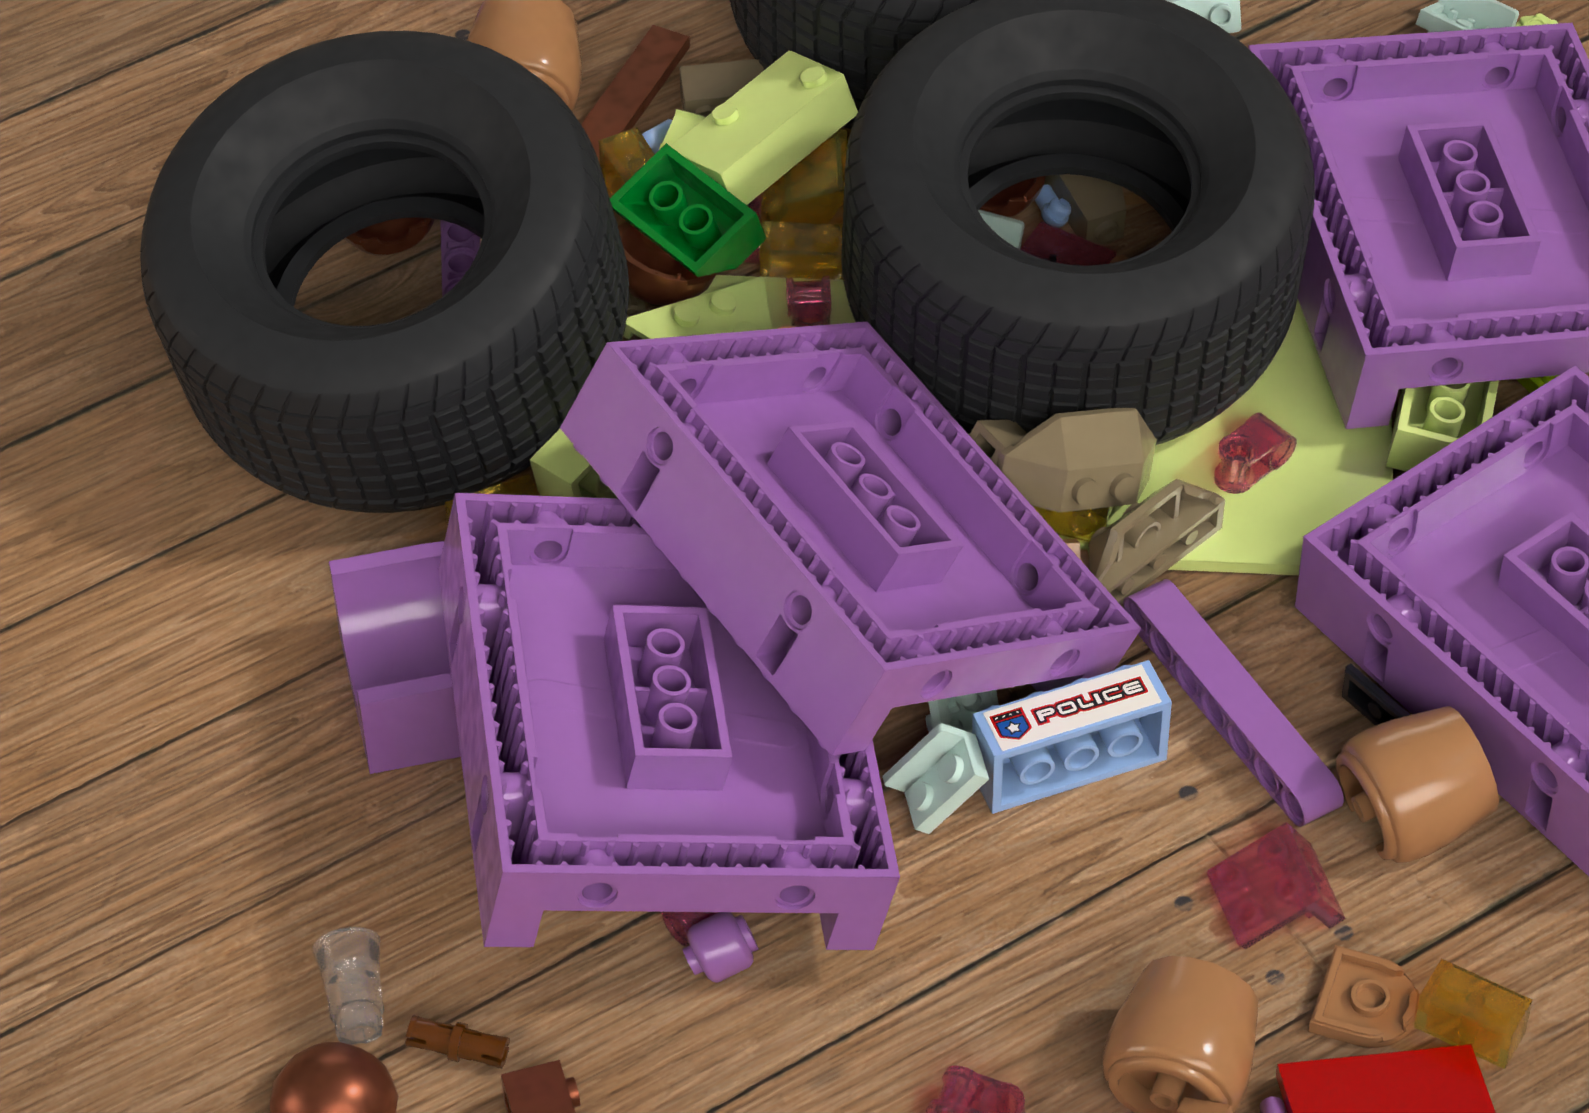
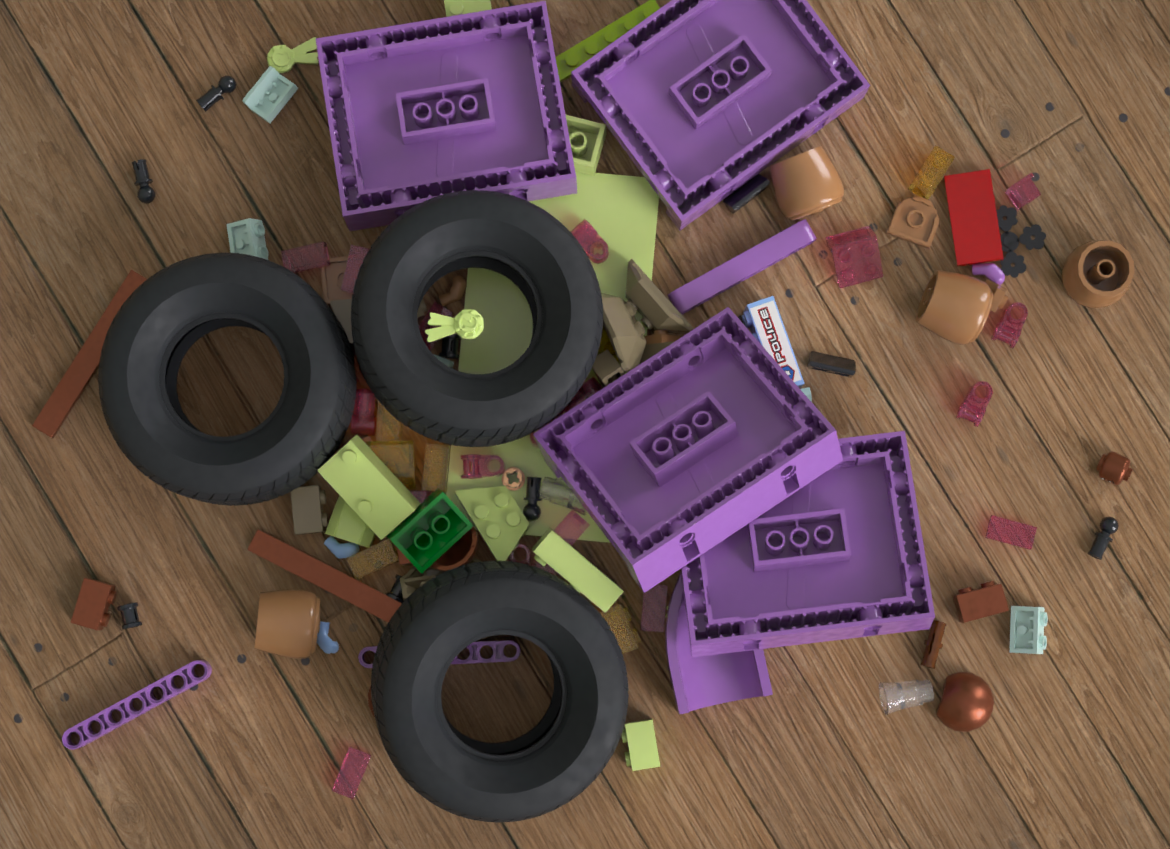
camera: 90 degrees left, 35 degrees up
(277, 564) = (641, 745): none -> yellowish green brick
(1044, 855) = (831, 364): none -> black slope
(1051, 112) = (466, 324): none -> yellowish green piece

